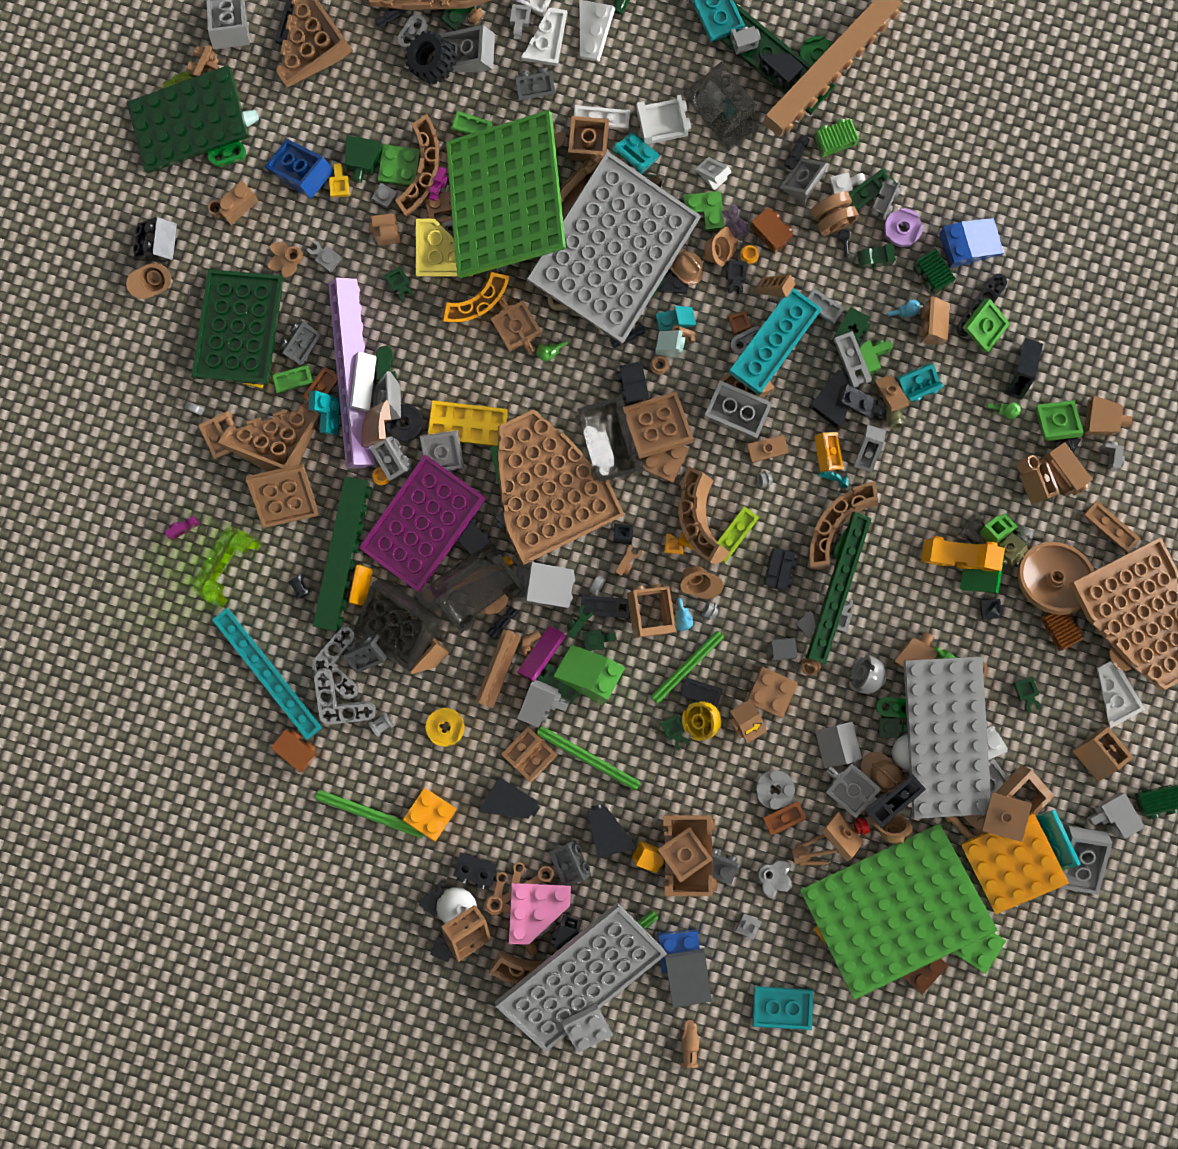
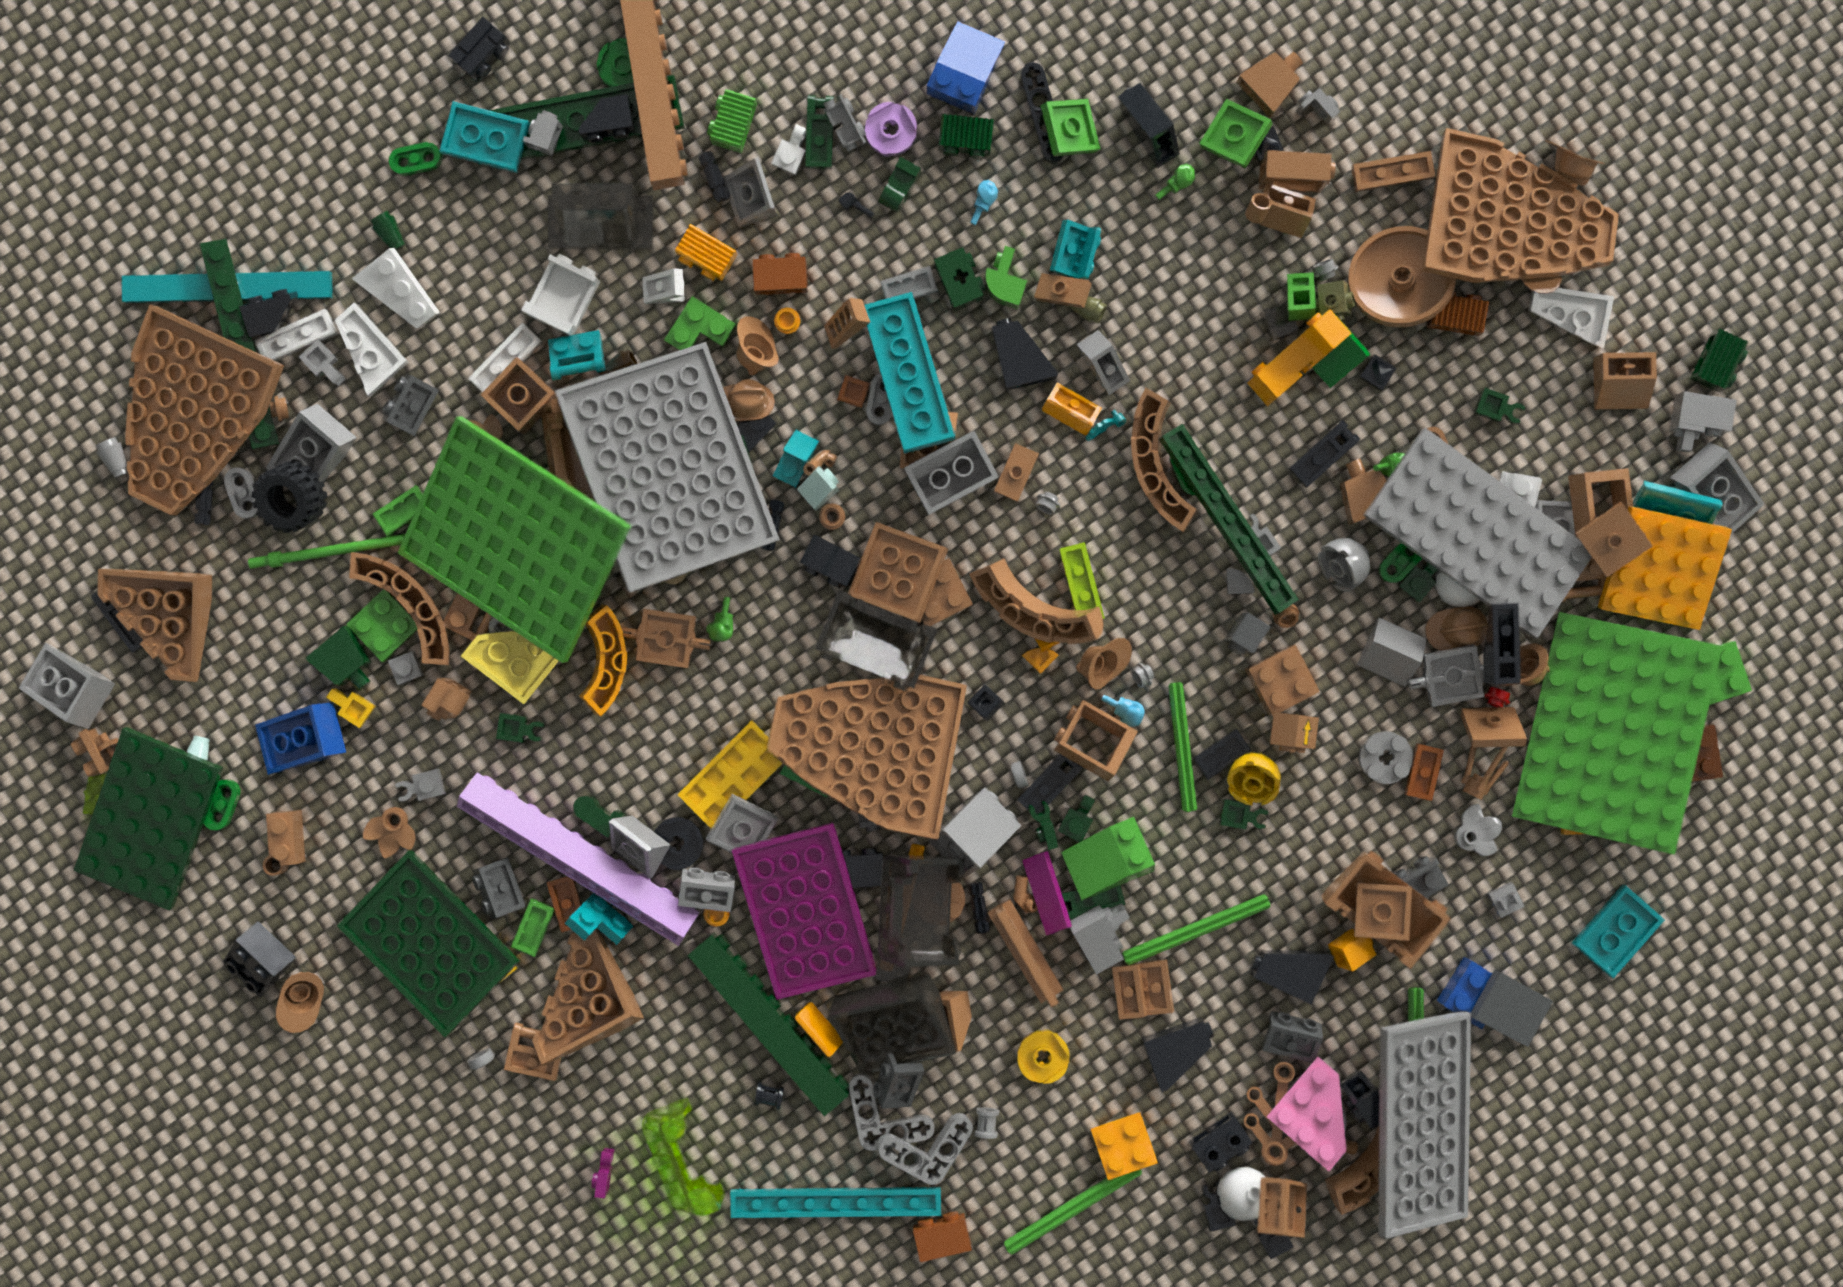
camera: 50 degrees left, 5 degrees up
(282, 495) = (656, 1039): medium nougat plate -> none
(363, 381) = (598, 856): white tile -> none
(373, 425) = (656, 882): medium nougat slope -> none
(390, 79) = (276, 558): none -> bright green bar
(440, 181) = (439, 597): magenta plate -> none
(587, 1028) = (1479, 1155): light grey plate -> none
(625, 566) = (1022, 728): medium nougat plate -> none
(690, 1045) = (1581, 1060): medium nougat piece -> none
(736, 224) = (743, 309): clear purple plate -> none
(736, 273) = (796, 352): black plate -> none
(750, 179) = (705, 253): none -> light orange brick
(779, 569) = (1157, 565): black brick -> none
(834, 213) = (822, 193): medium nougat wheel -> none
(852, 359) = (994, 305): light grey plate -> none
(860, 402) = (1046, 334): black hinge -> none
(919, 614) = (1323, 454): none -> black plate
(934, 321) = (1022, 180): medium nougat slope -> none

